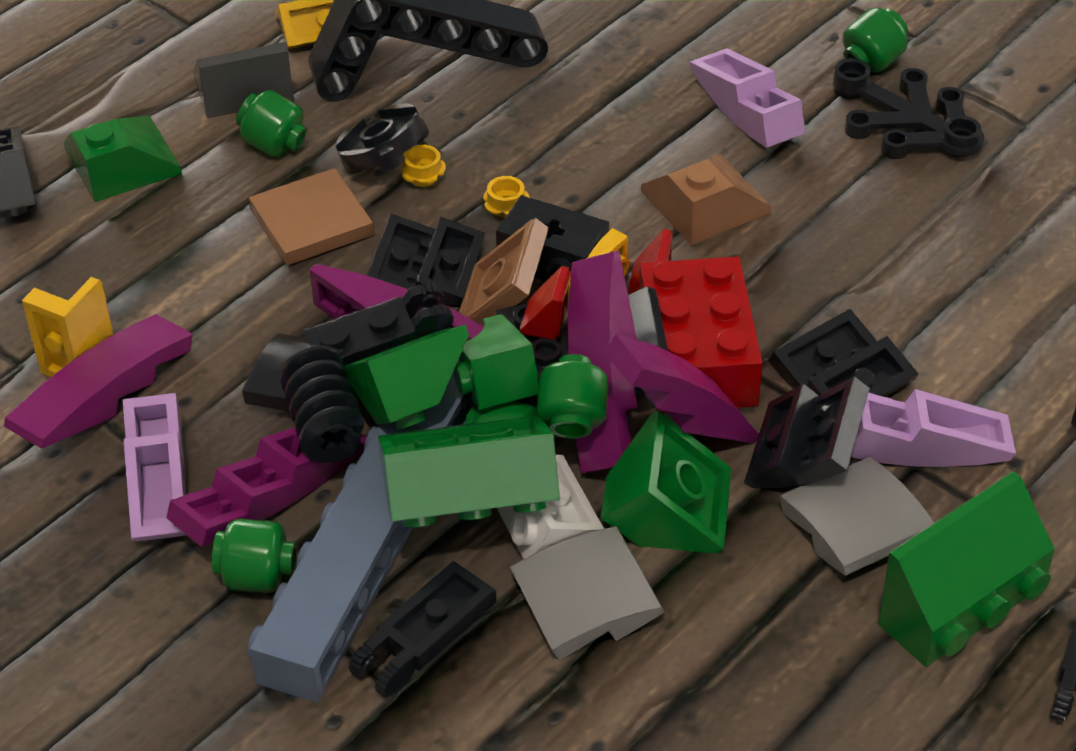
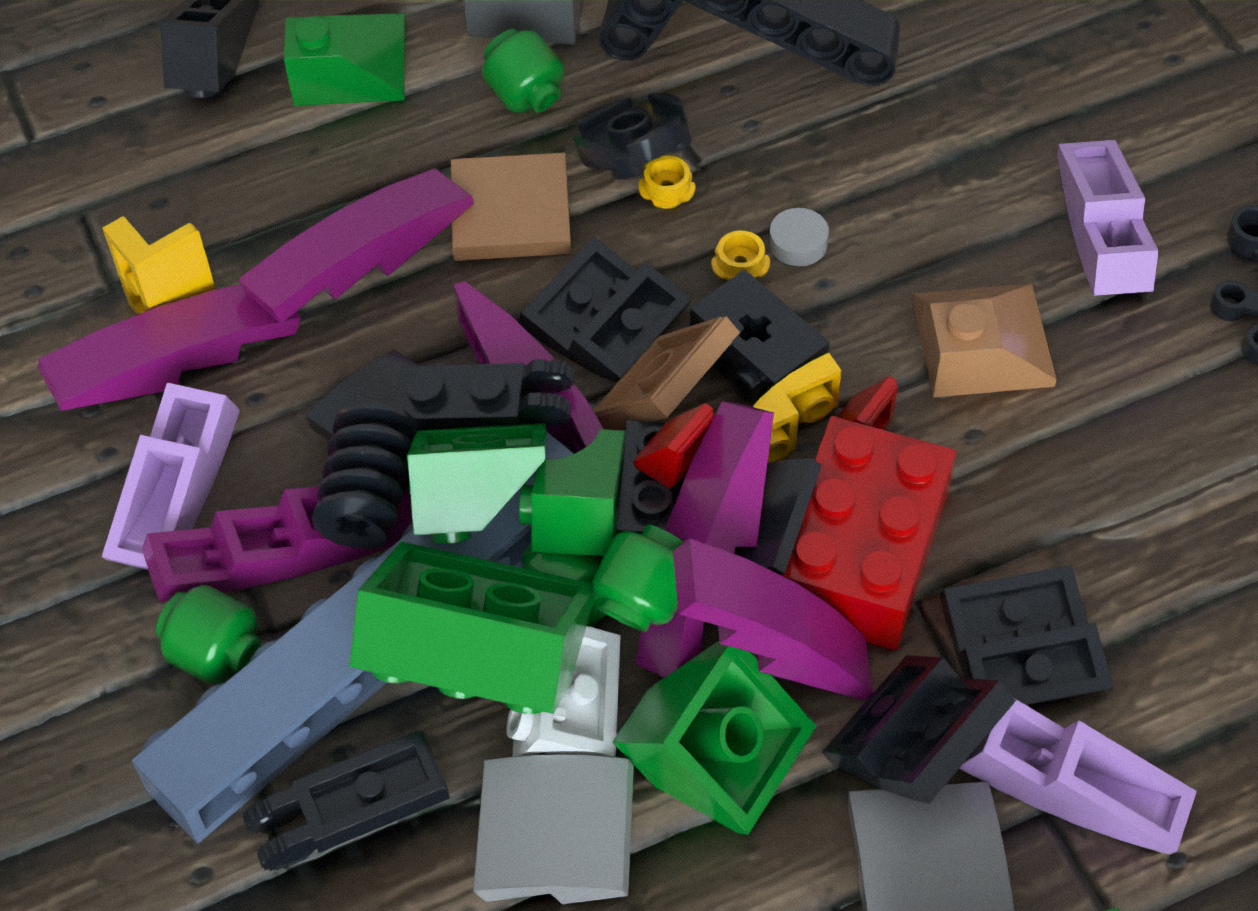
camera: 25 degrees right, 10 degrees up
(209, 268) = (349, 243): none -> magenta slope
(539, 172) = (798, 237): none -> light grey tile

